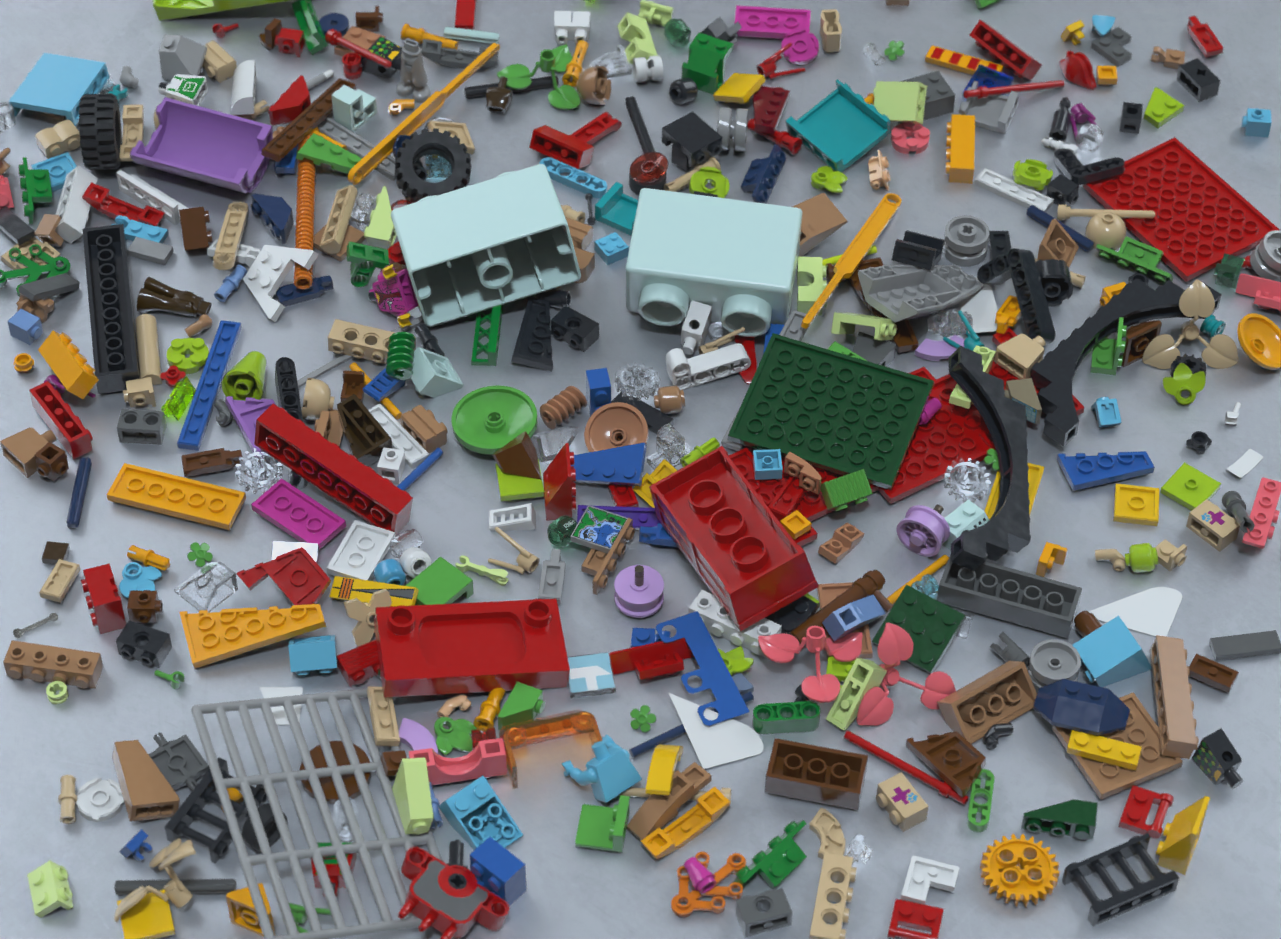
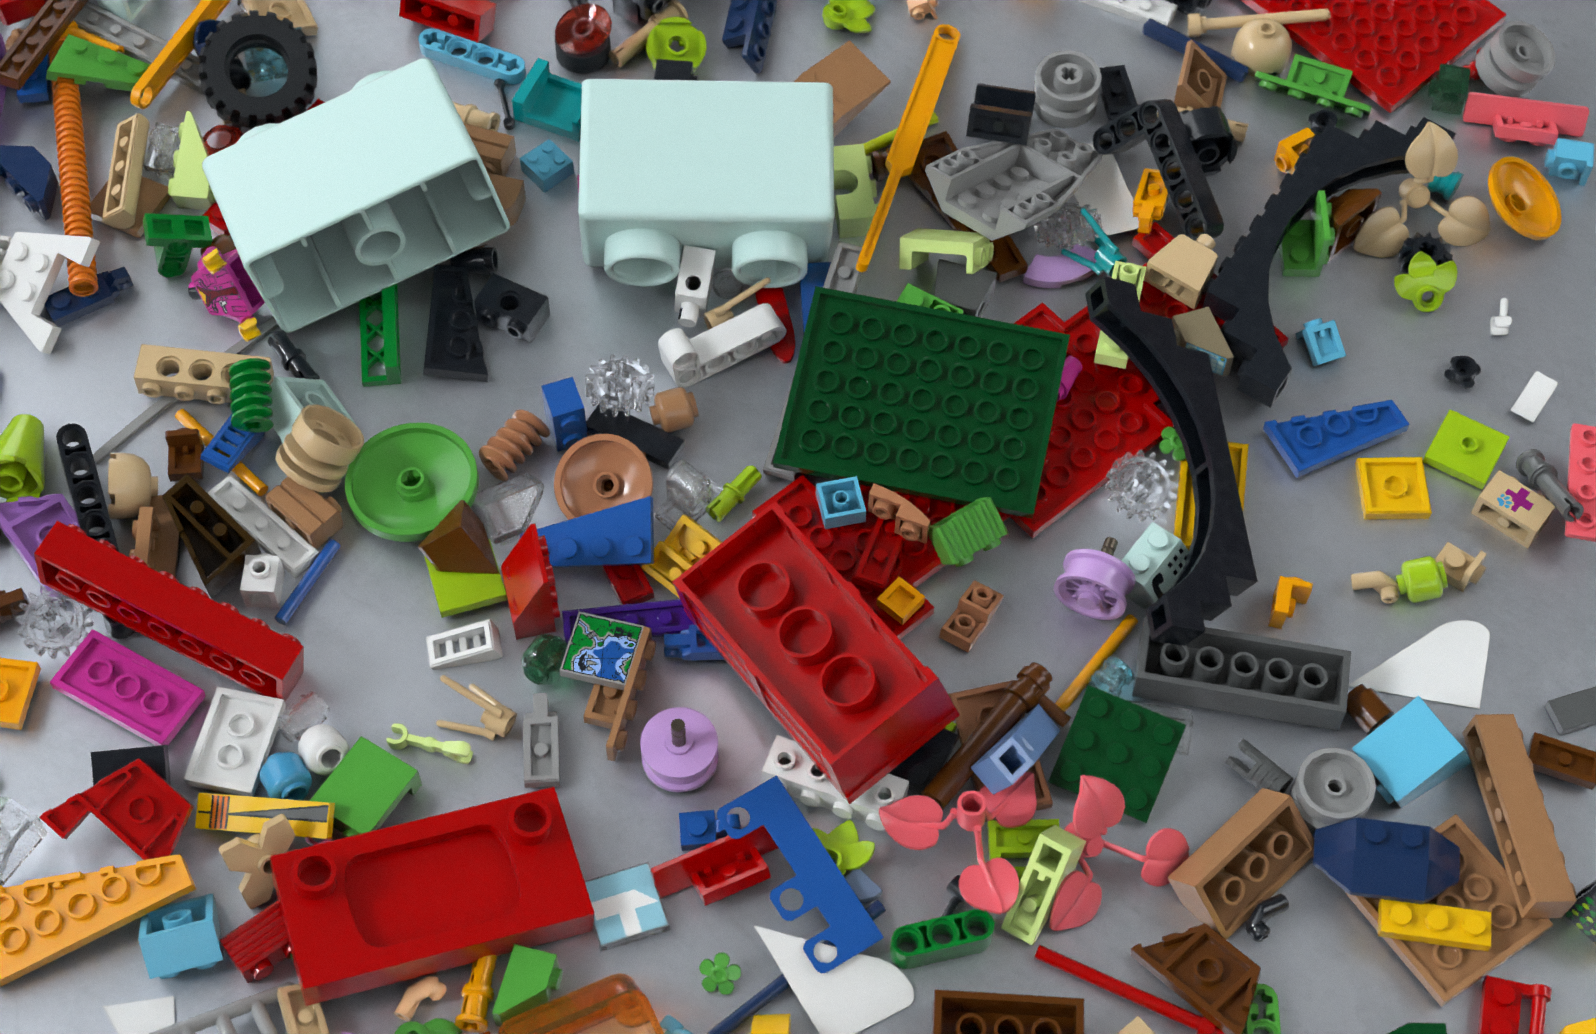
camera: 10 degrees left, 10 degrees up
(439, 390) = (319, 448): none -> tan wheel

